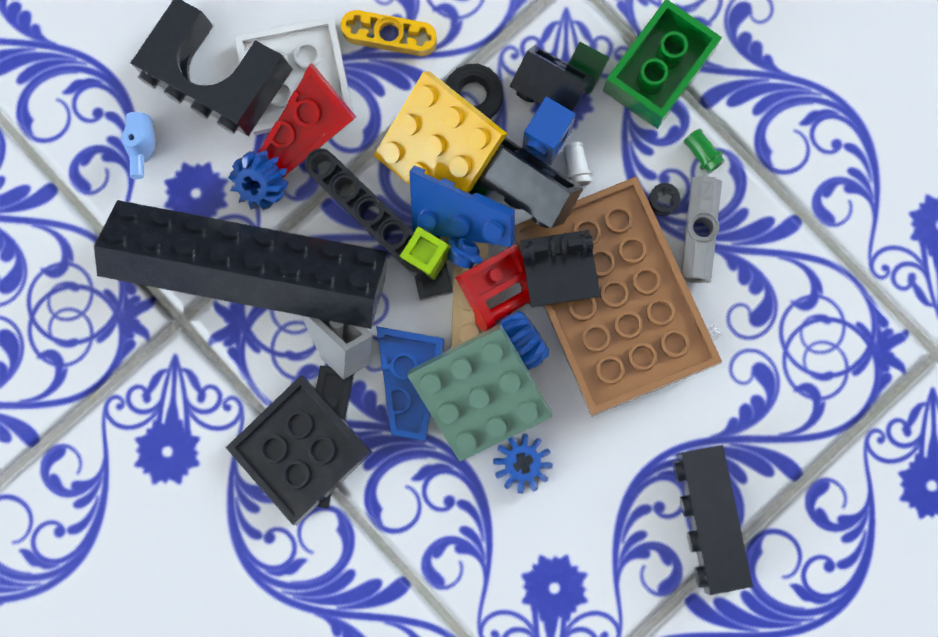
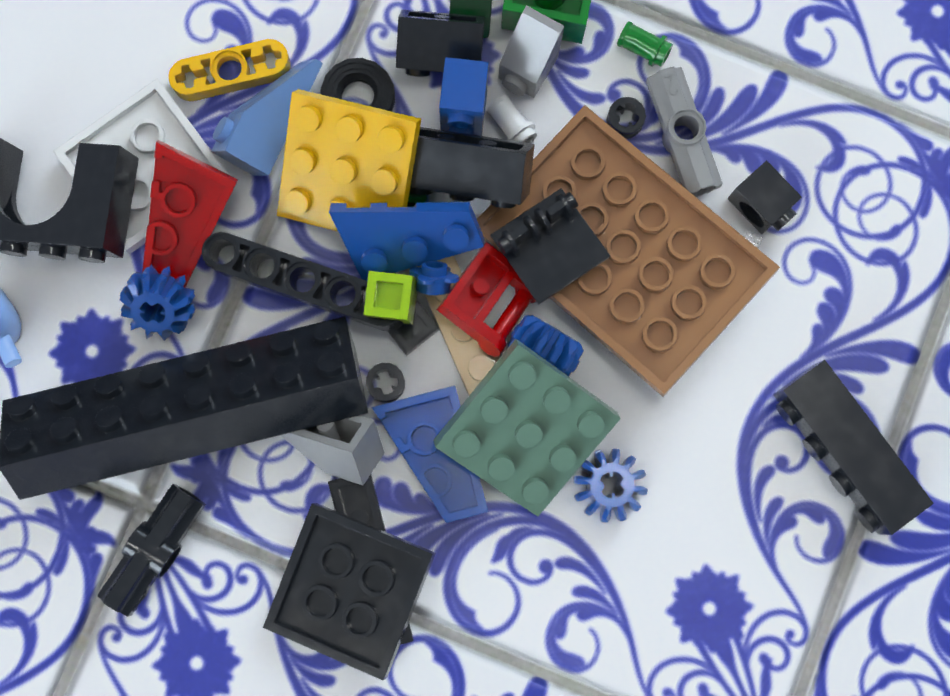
camera: 30 degrees left, 0 degrees up
(172, 355) = (151, 550): none -> black piece
(387, 85) = (258, 128): none -> medium blue slope
(404, 307) = (377, 393): none -> black bush
(613, 120) = (530, 53): none -> light grey slope
(739, 307) = (765, 198): none -> black brick

